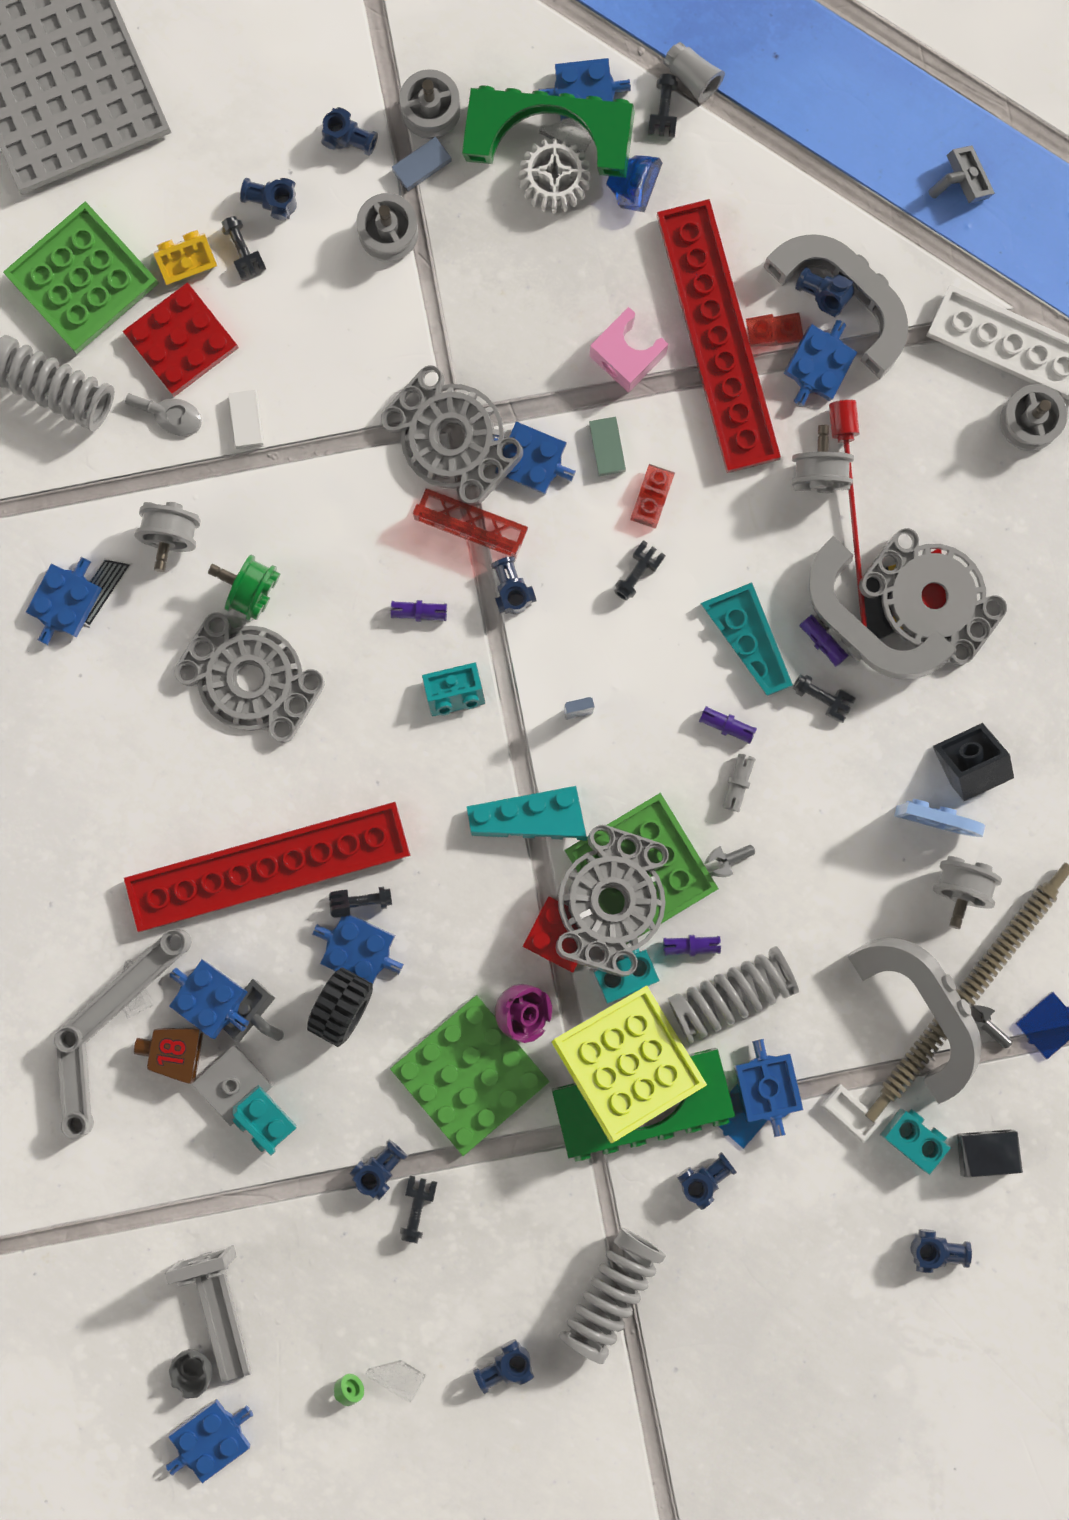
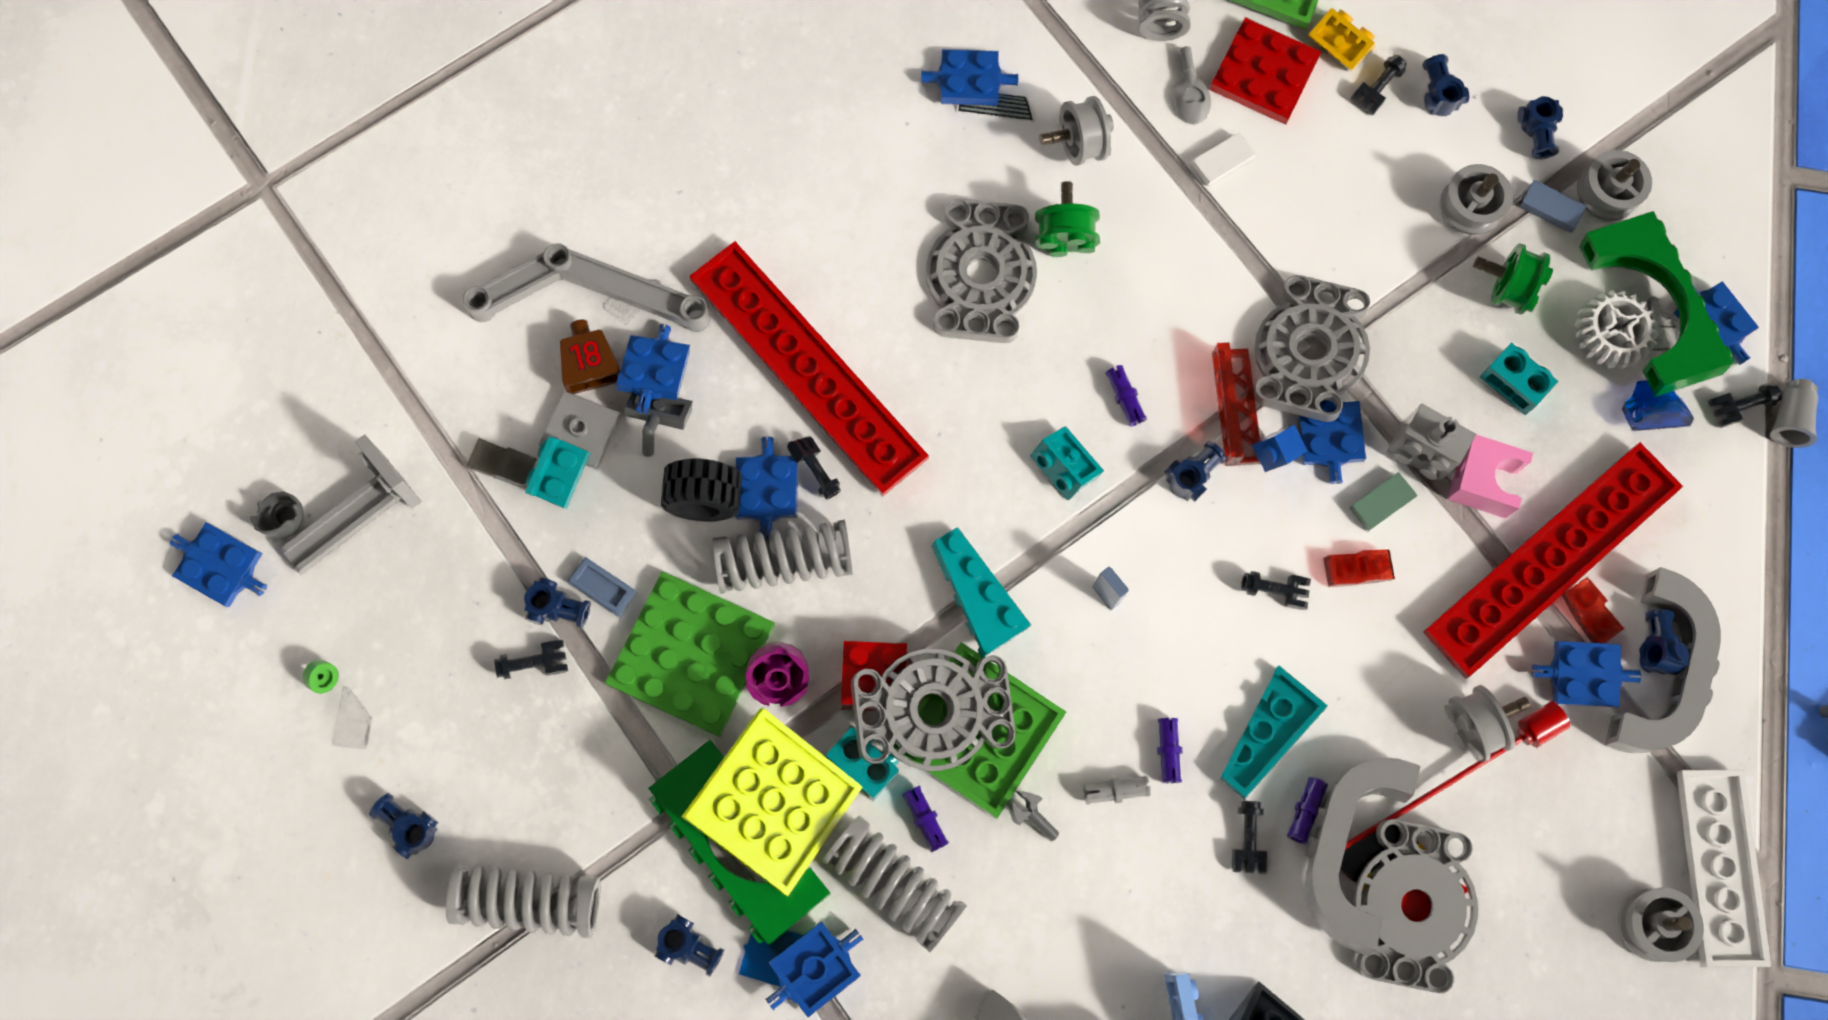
camera: 60 degrees right, 10 degrees down
(231, 1164) = (501, 463): none -> clear smoke slope
(379, 1124) = (602, 587): none -> sand blue tile
(448, 918) = (836, 547): none -> light grey piece
(475, 233) = (1518, 278): none -> green wheel
(526, 509) = (1279, 448): none -> blue brick
(562, 285) = (1514, 384): none -> teal brick
(580, 384) = (1431, 442): none -> light grey brick

